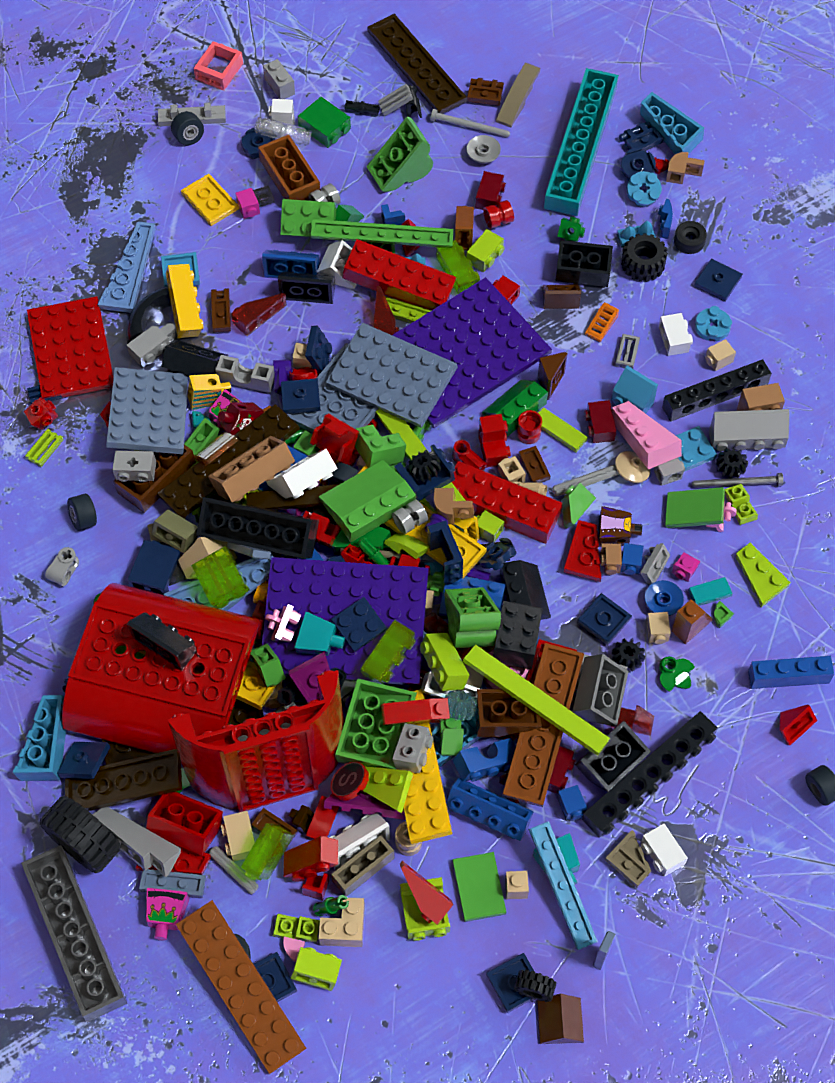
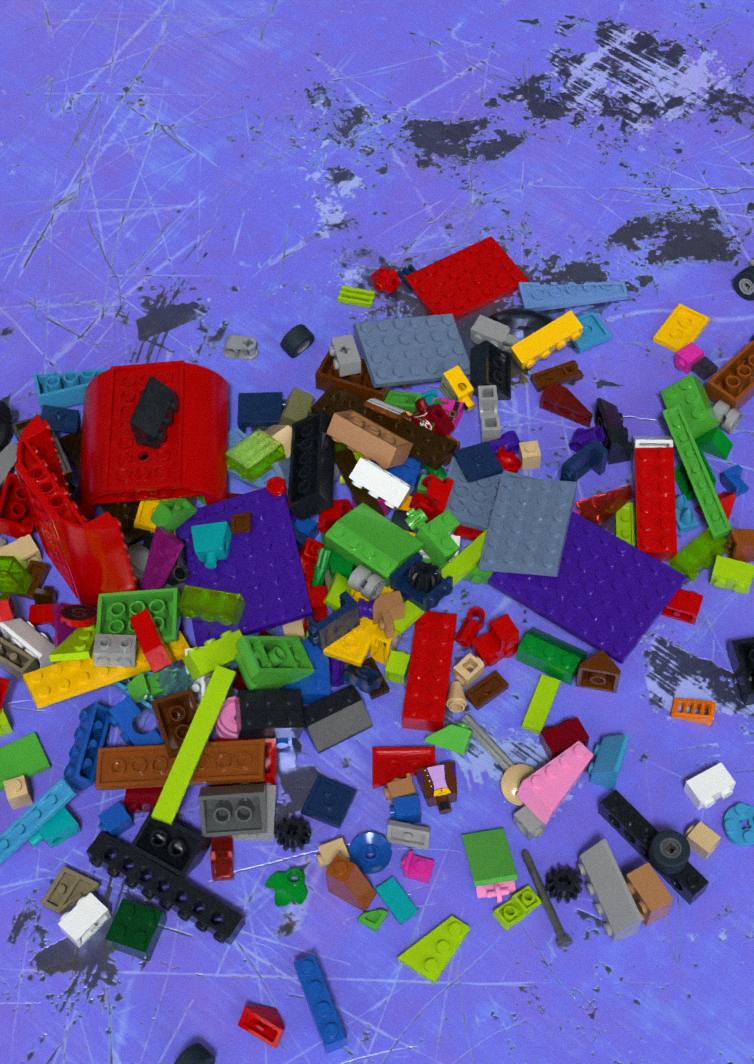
camera: 75 degrees right, 5 degrees down
(278, 561) = (276, 486): none -> red tile
(280, 261) = (634, 414): blue slope -> none
(280, 631) = (207, 512): hips -> none
(303, 309) = (585, 436): none -> dark purple piece
(304, 603) = (241, 523): none -> reddish brown tile
(318, 349) = (538, 461): dark blue plate -> none
(342, 330) = (590, 457): none -> dark blue panel
(355, 458) = (416, 519): none -> bright green gear
(359, 624) = (235, 573): dark blue plate -> none
(529, 427) = (527, 671): red wheel -> none
(561, 296) = (710, 661): reddish brown slope -> none
(624, 363) = (666, 749): light grey tile -> none
(686, 806) = (135, 929): none -> dark green brick
(695, 448) = (568, 839): dark azure plate -> none
(737, 372) = (667, 860): none -> black wheel

